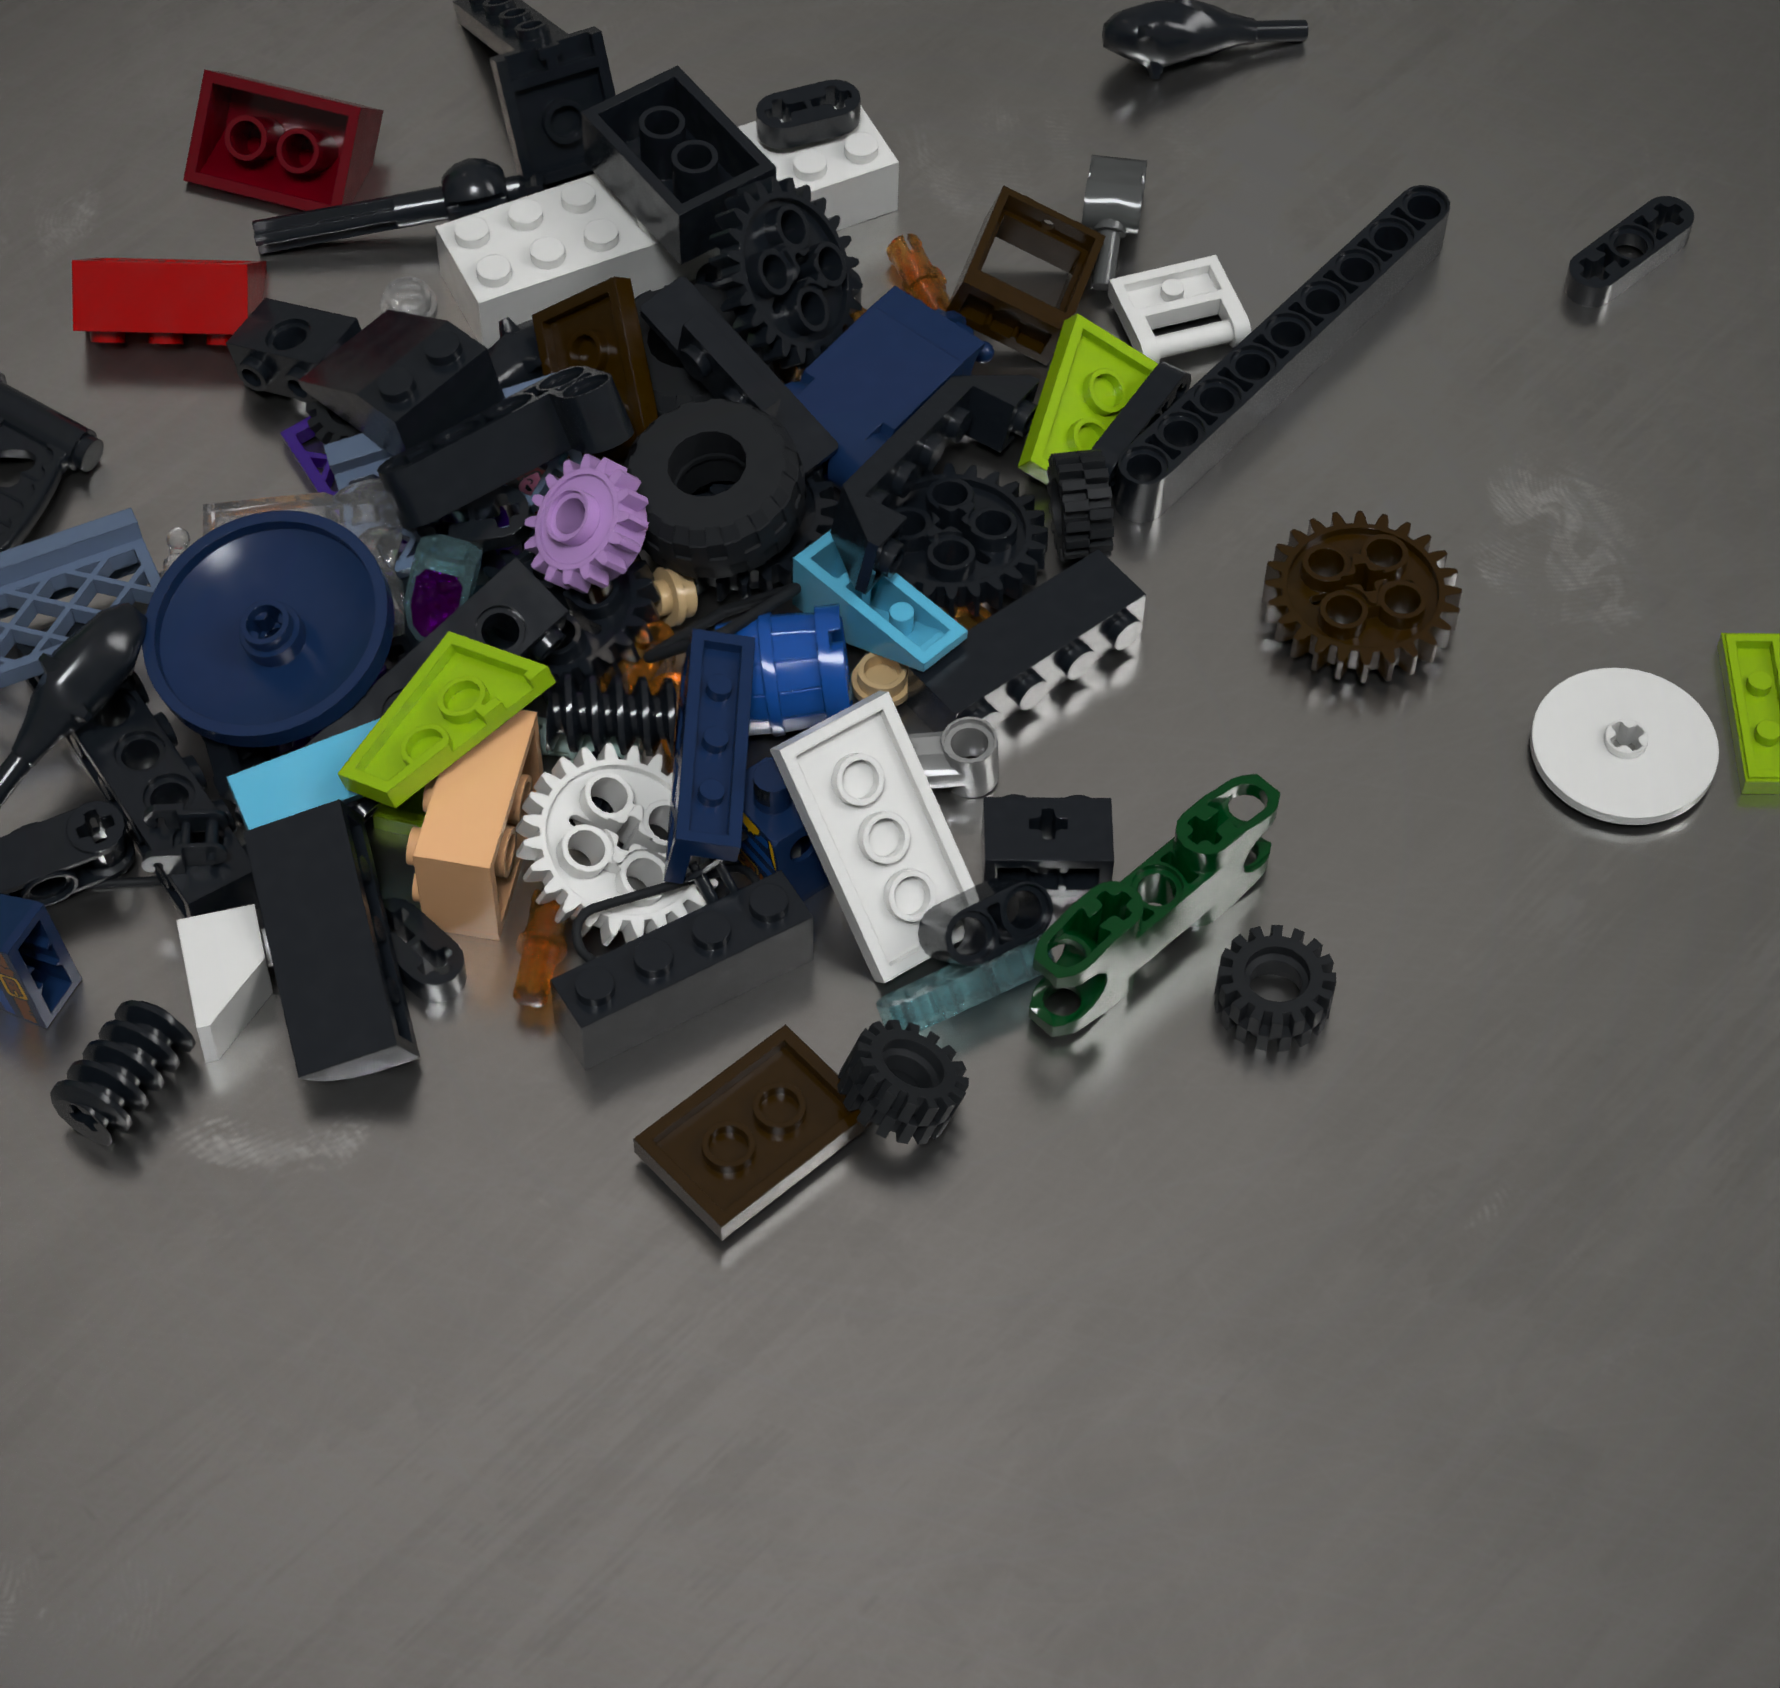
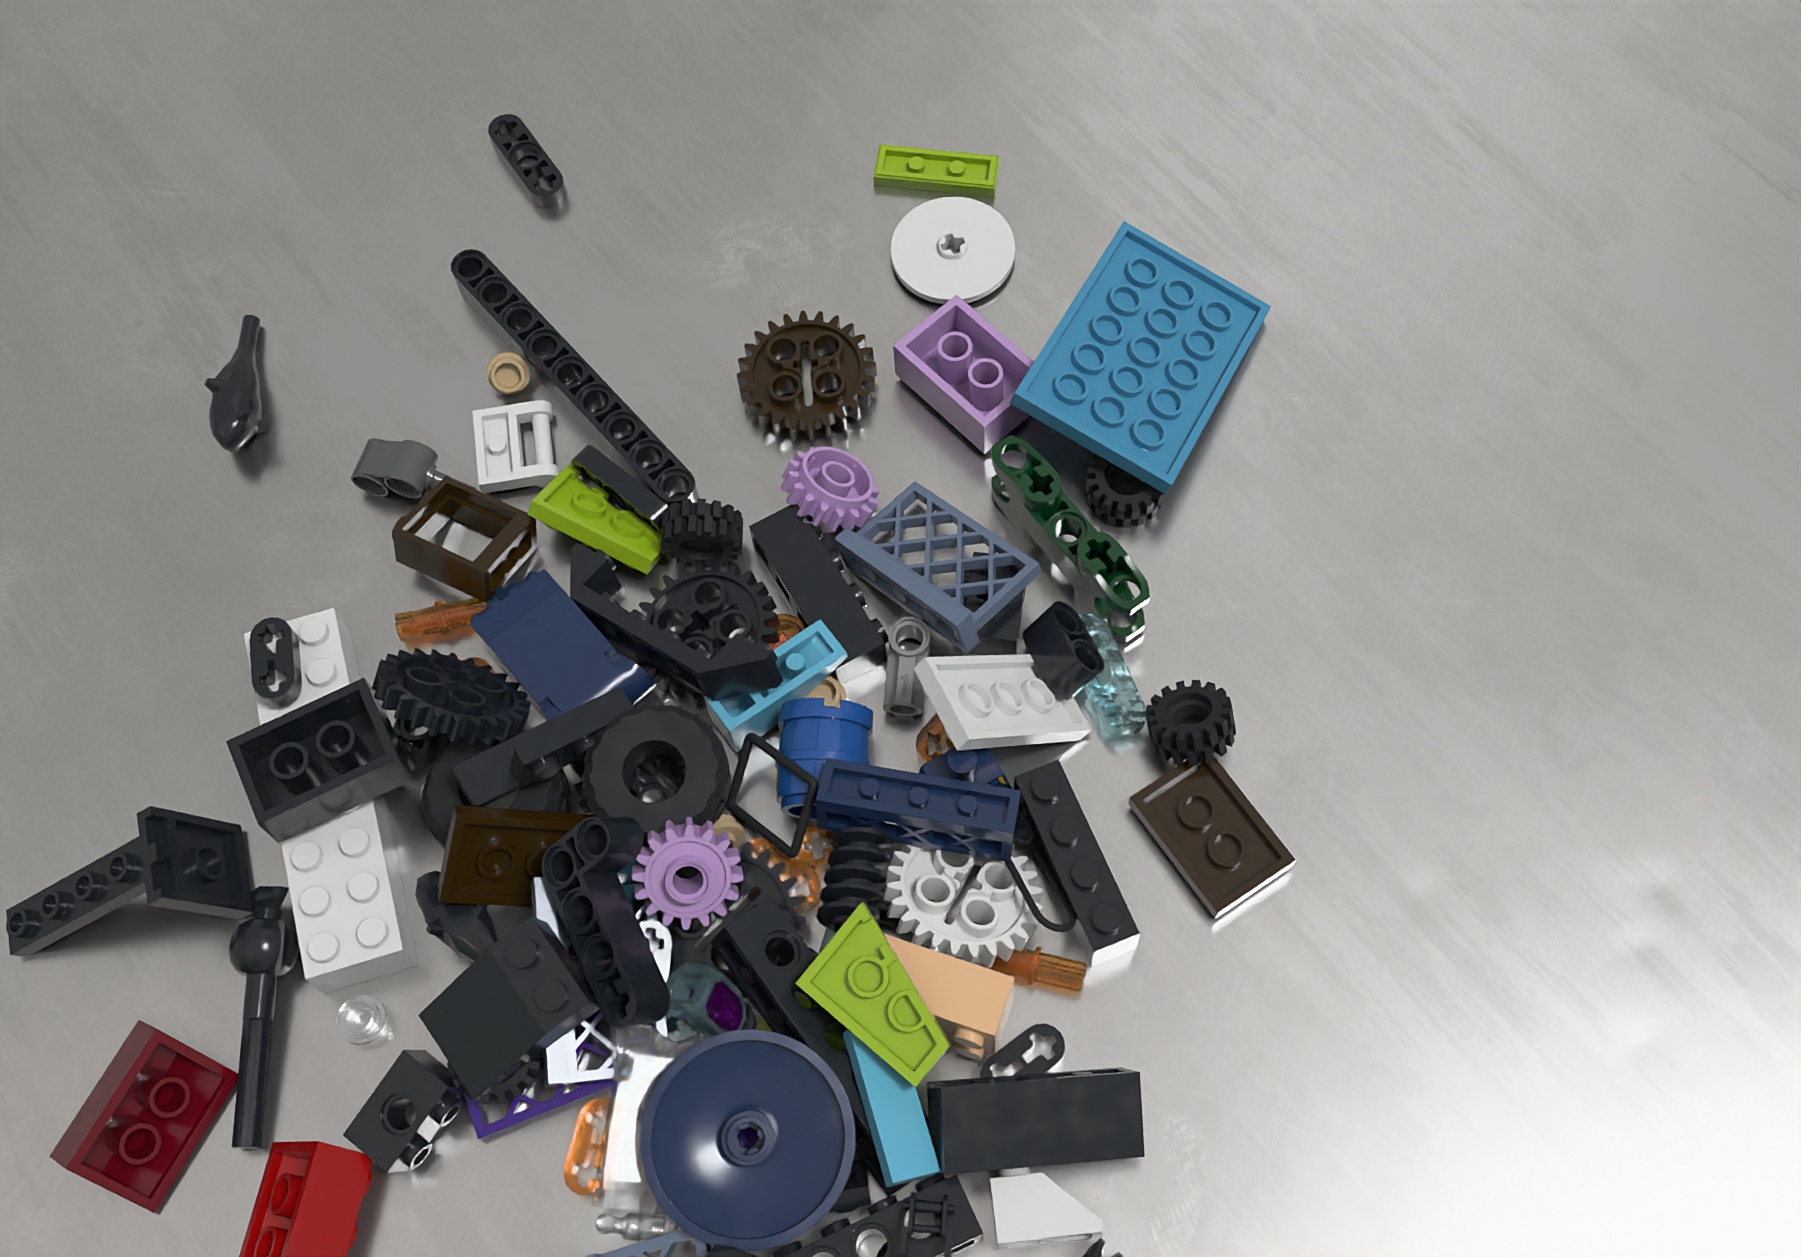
camera: 75 degrees left, 10 degrees up
(1048, 729) = (918, 594): none -> sand blue fence
(1151, 635) = (830, 487): none -> lavender gear
(1281, 279) = (508, 372): none -> tan plate
(1400, 771) = (964, 372): none -> lavender brick
(1478, 966) = (1142, 357): none -> dark azure plate

